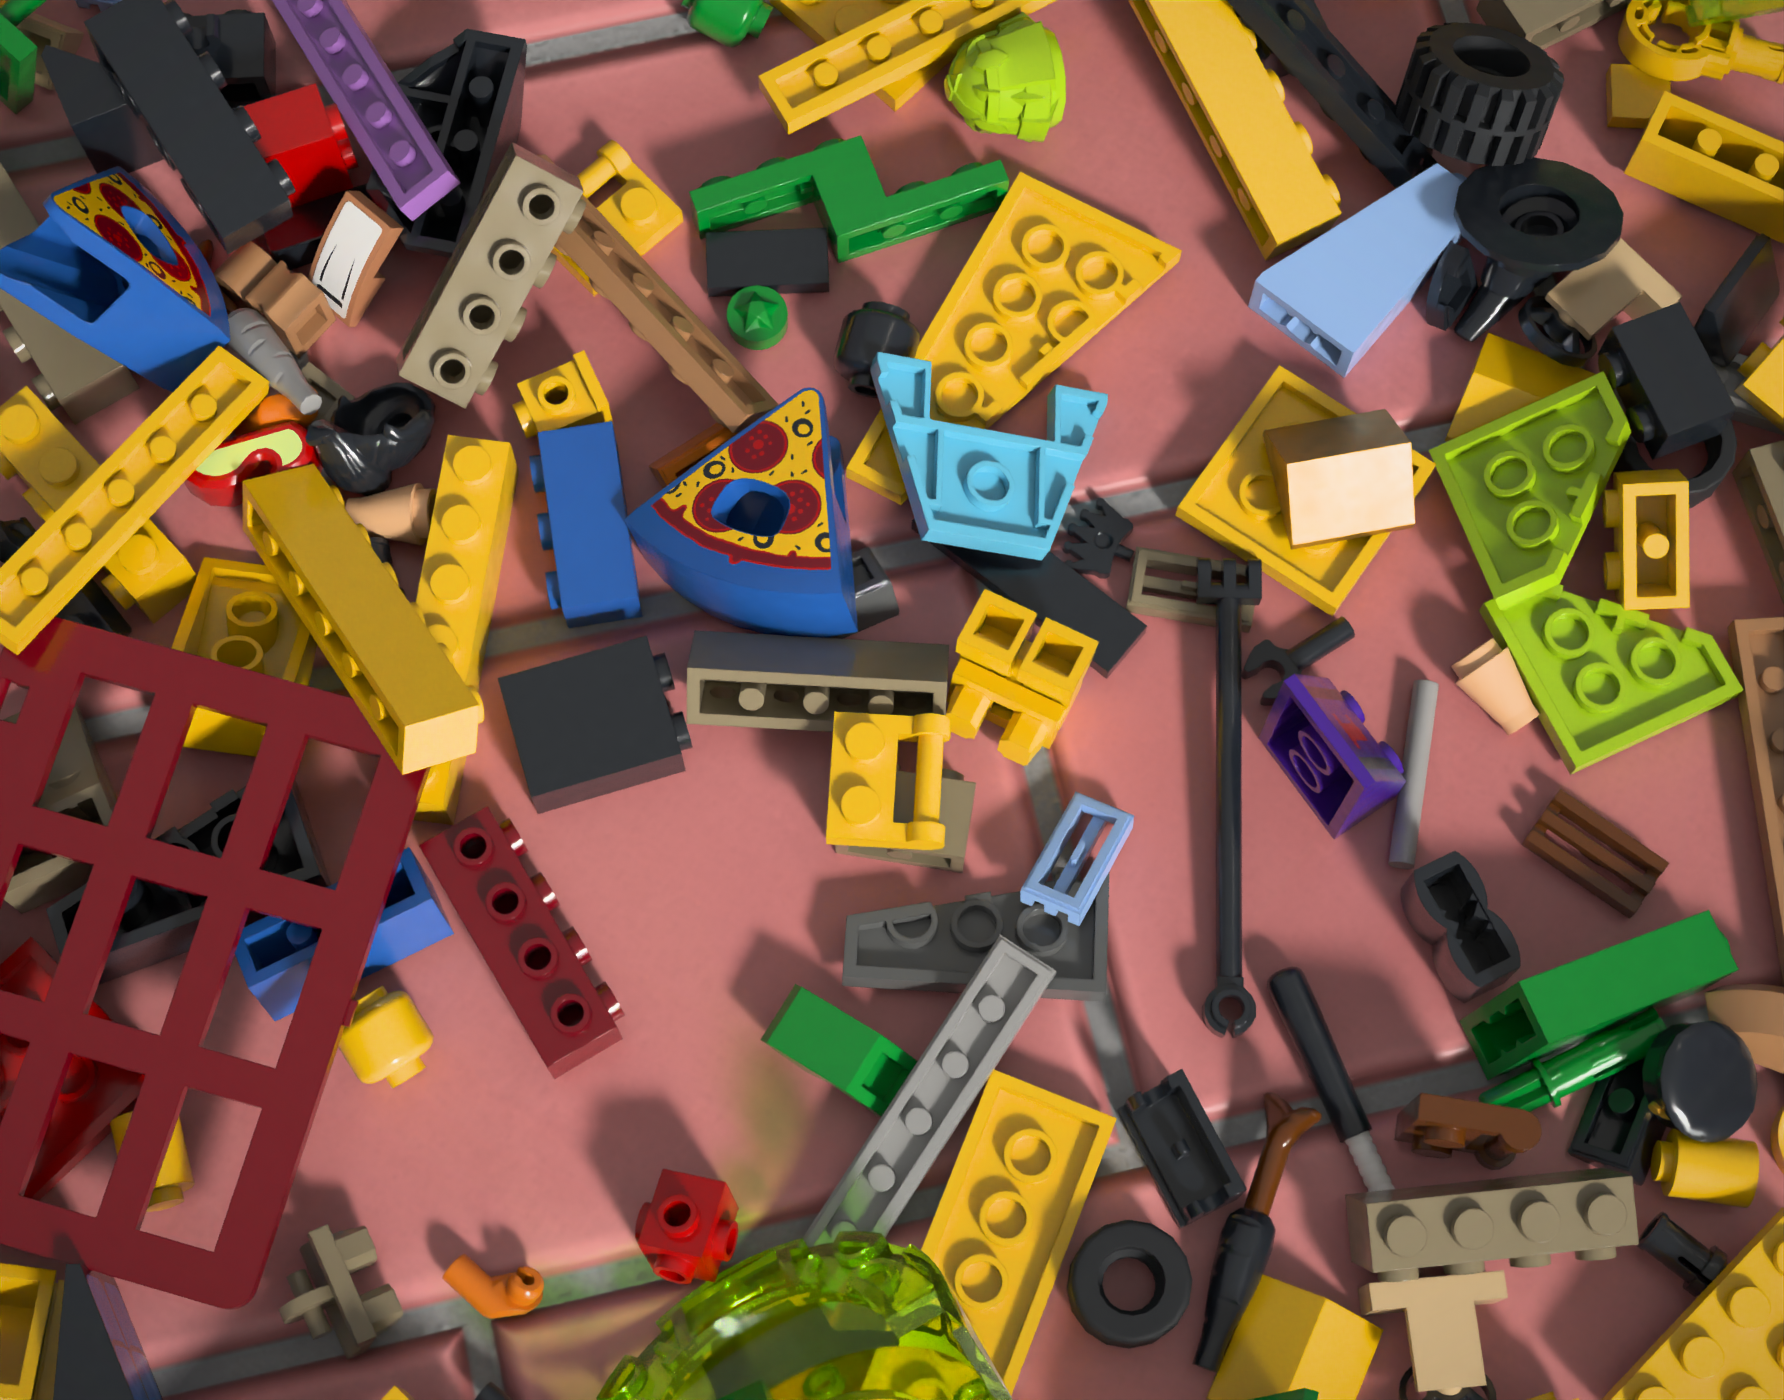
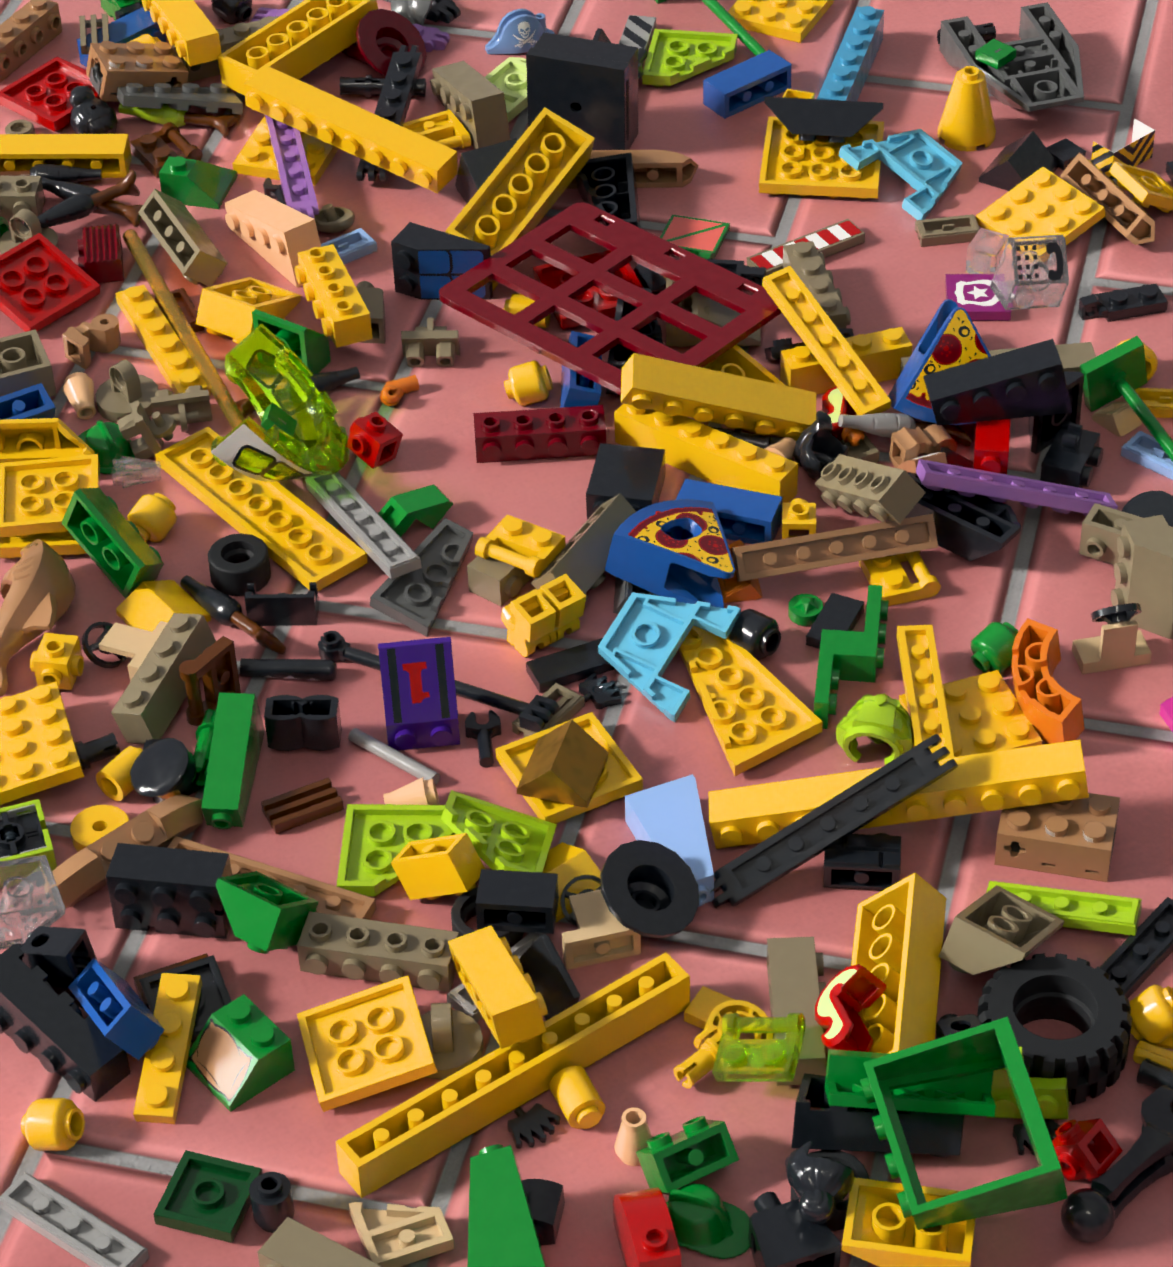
camera: 120 degrees right, 30 degrees down
(1058, 898) = (436, 616): light blue tile -> none
(1479, 93) = (765, 888): black tyre -> none

